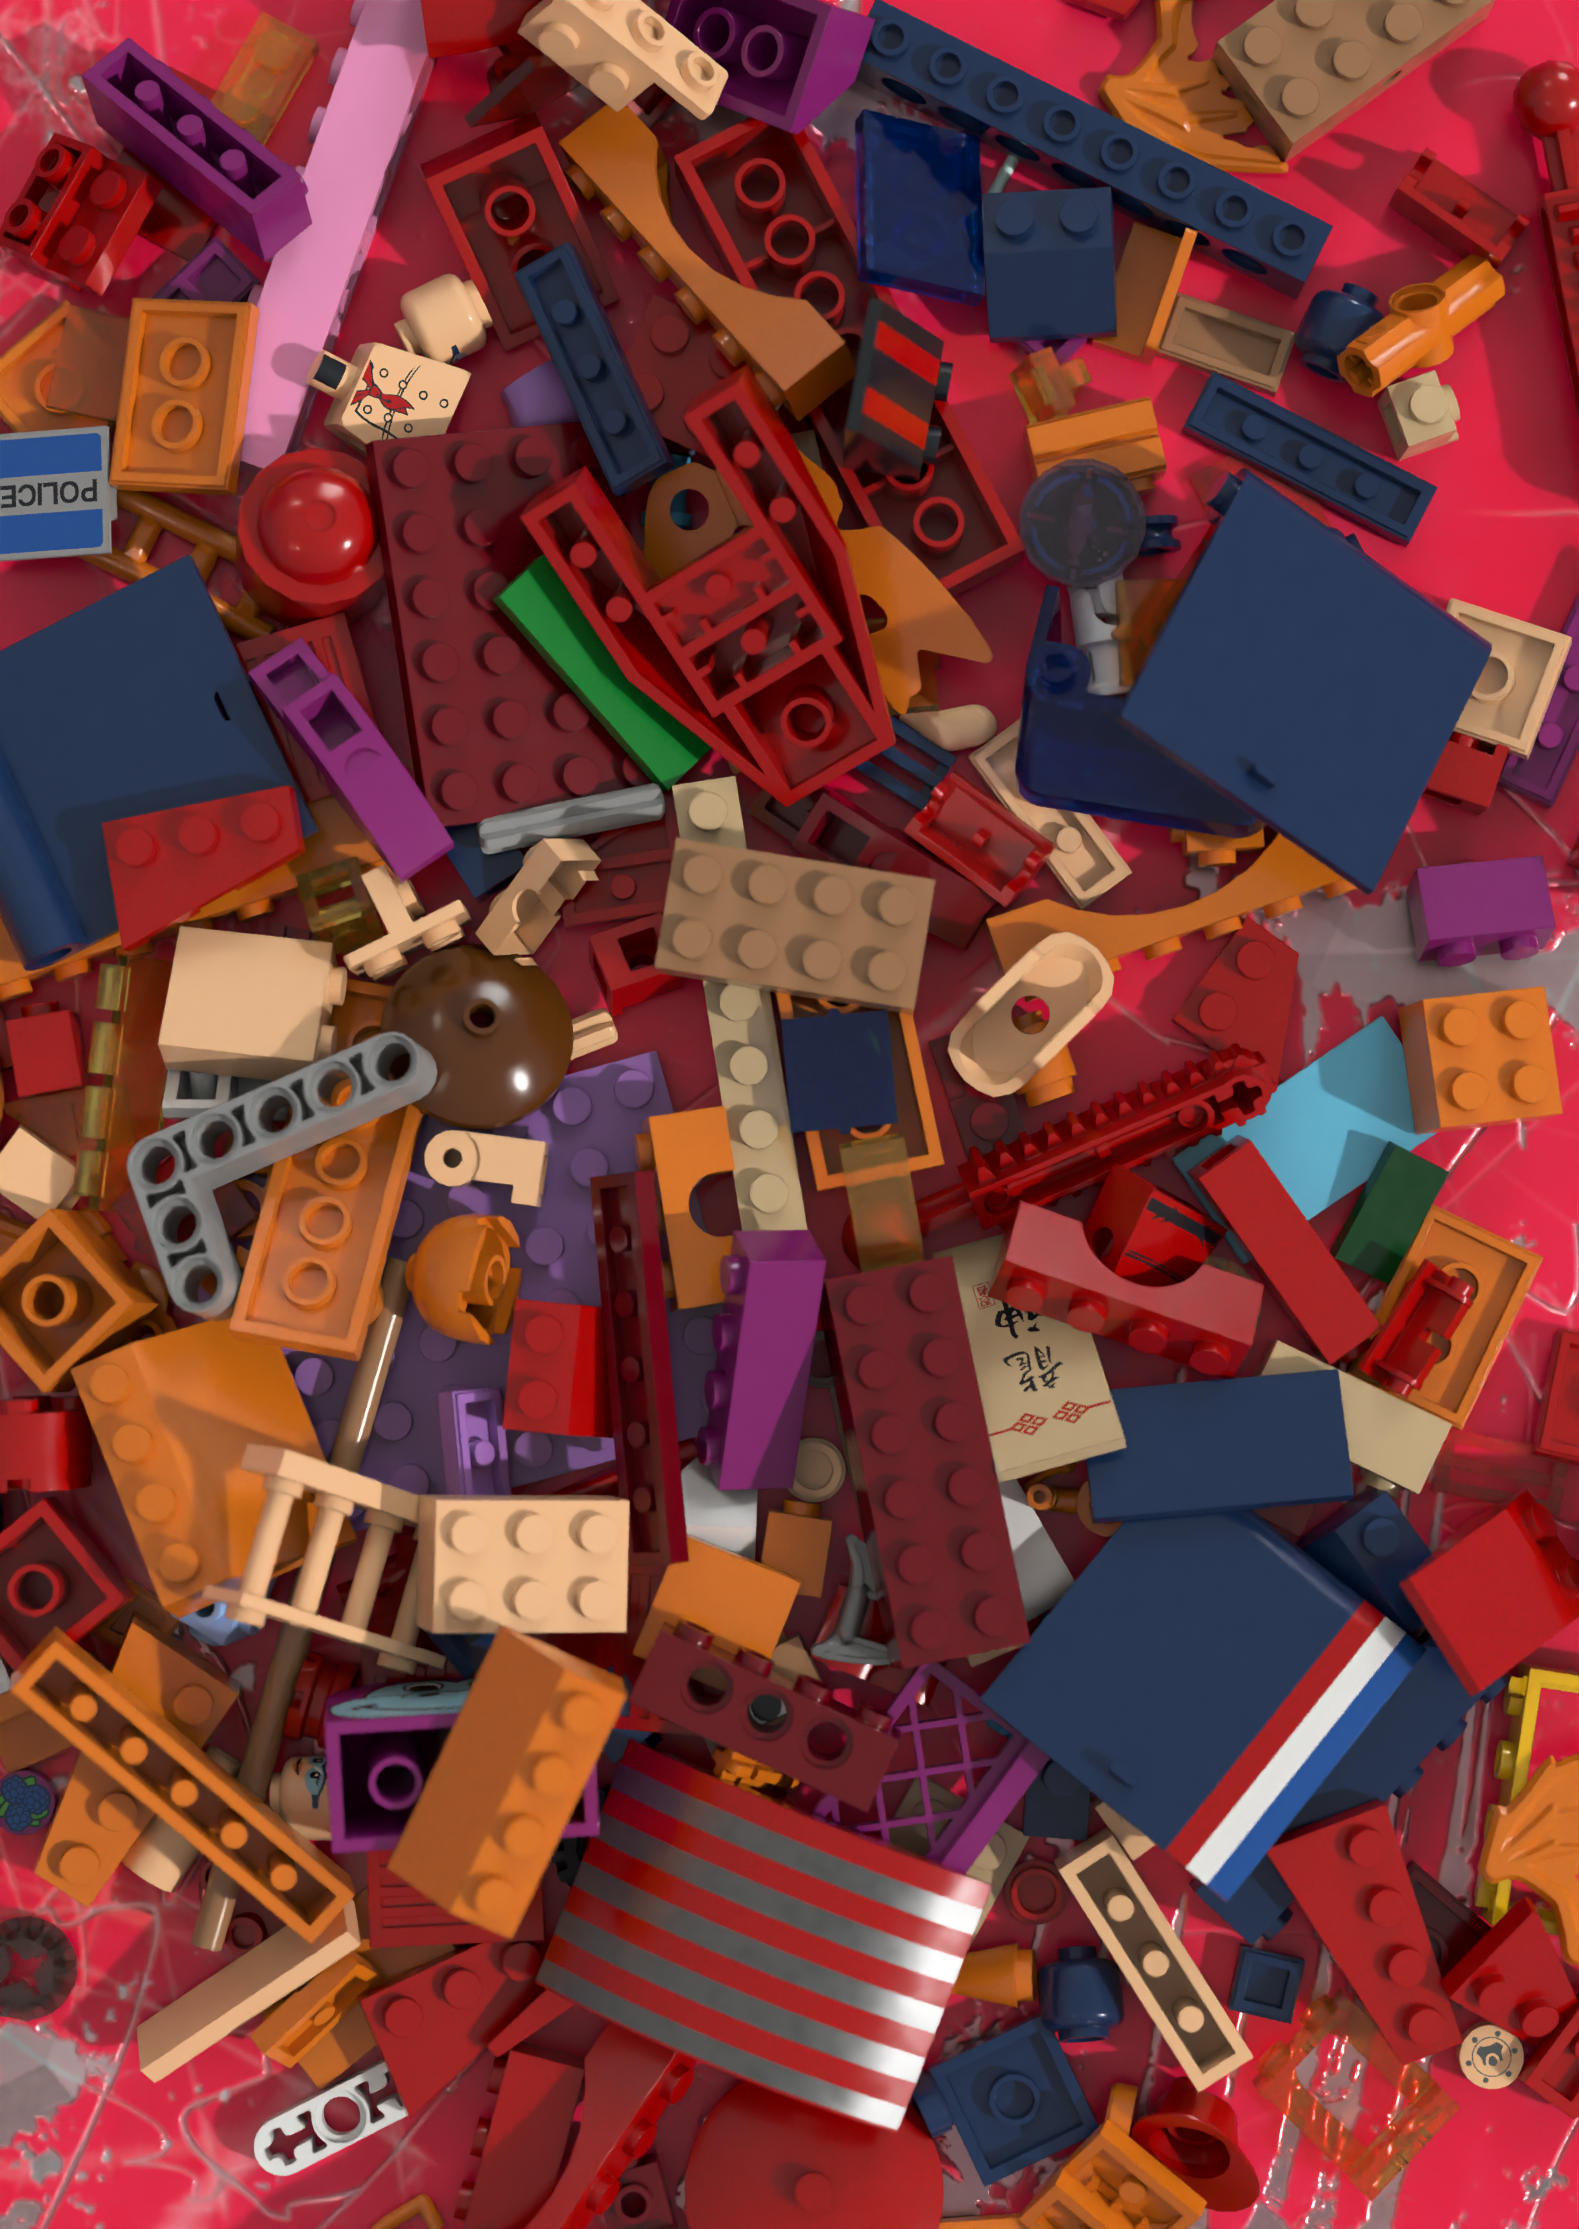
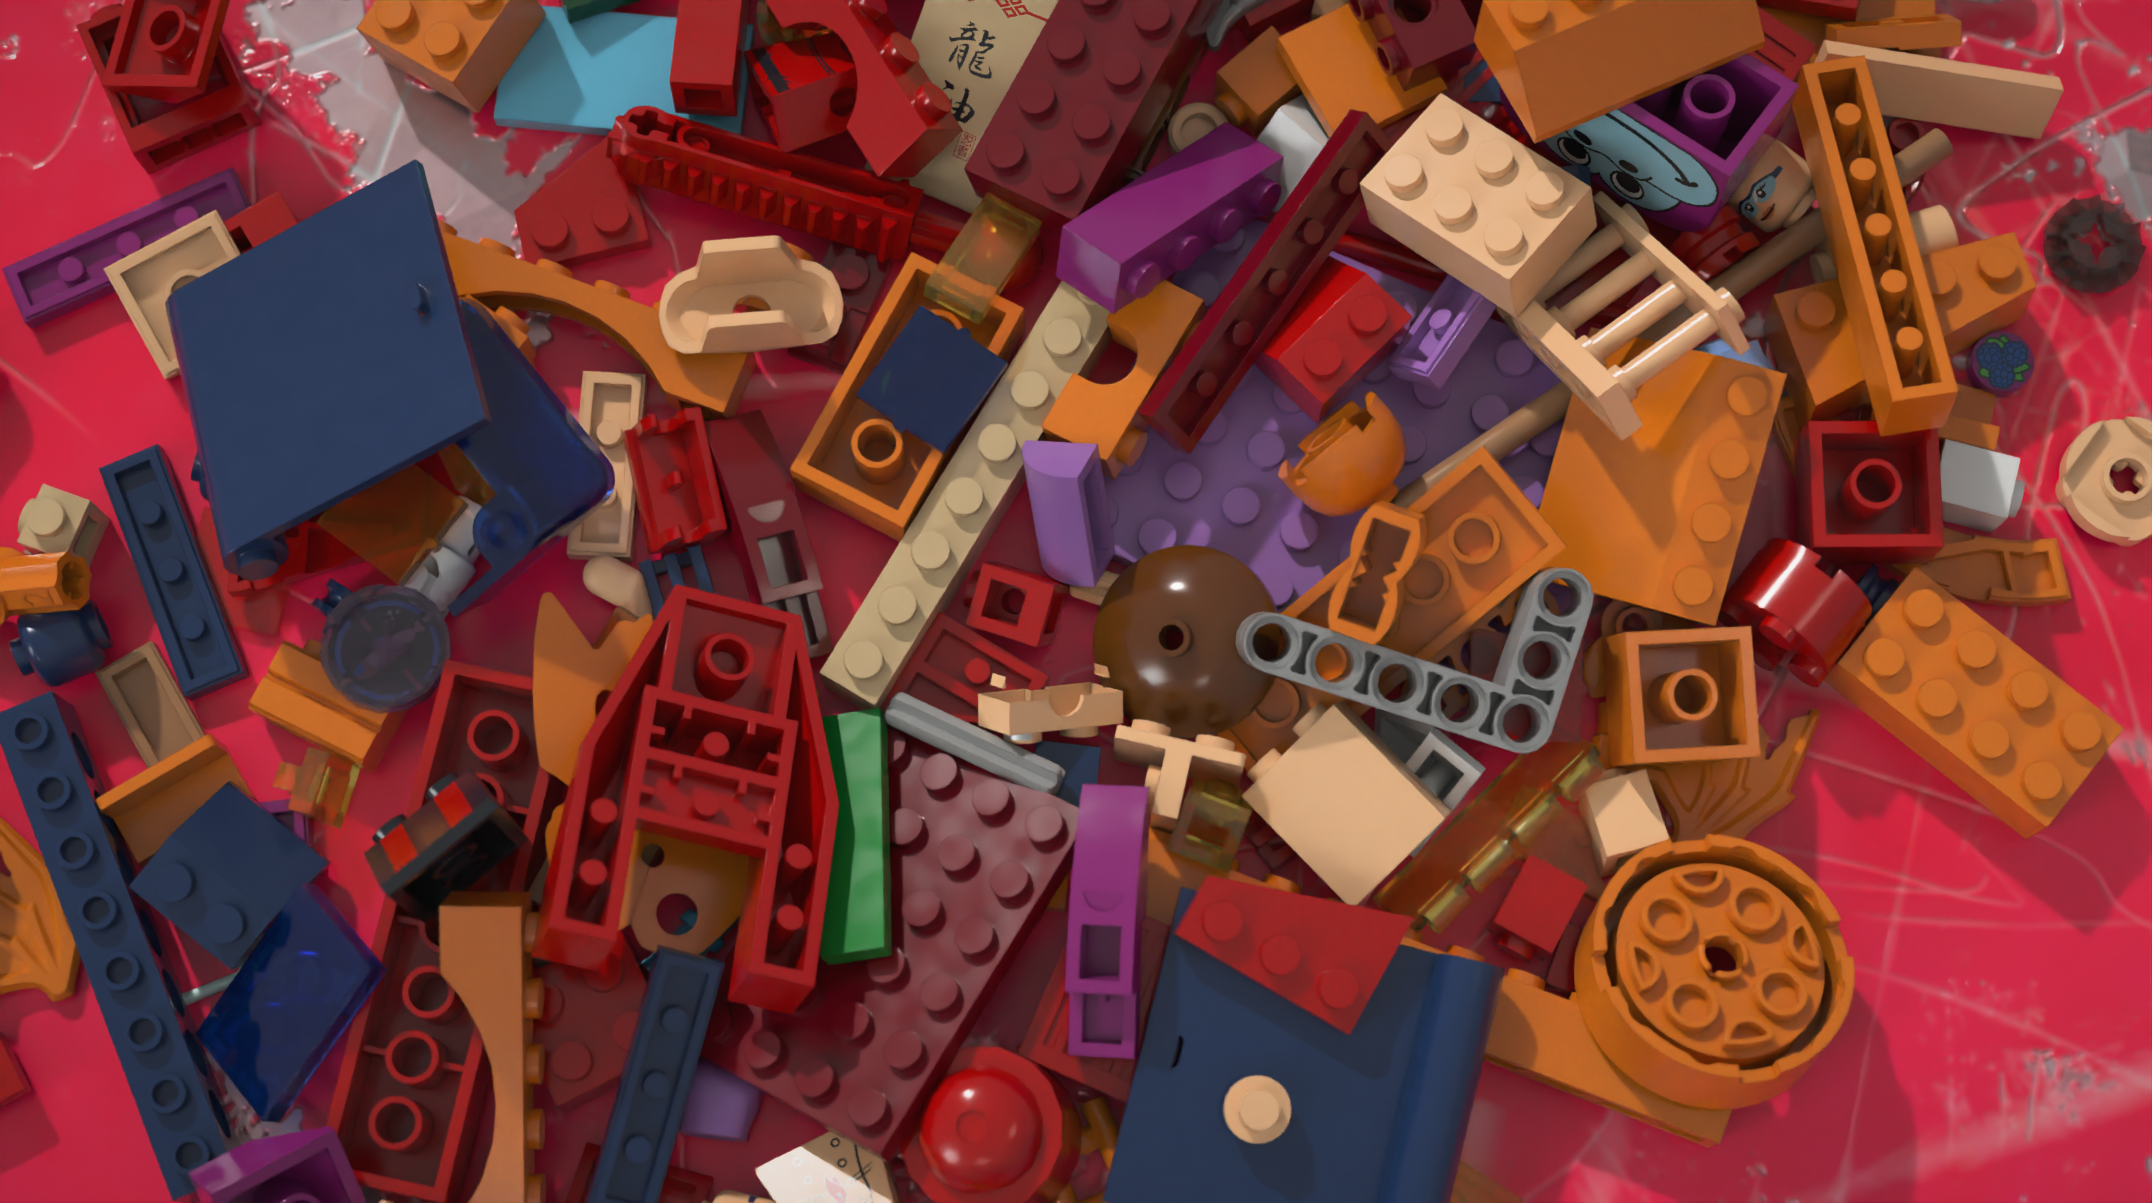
camera: 140 degrees left, 10 degrees down
(126, 711) = (1257, 1109): none -> light nougat plate
(356, 1185) = (1373, 589): none -> orange brick
(466, 1157) = (1254, 536): light nougat leg -> none
(649, 1060) = (1069, 510): none -> medium lavender brick
(794, 926) = (872, 504): medium nougat brick -> none
(1480, 910) = (348, 126): magenta brick -> none

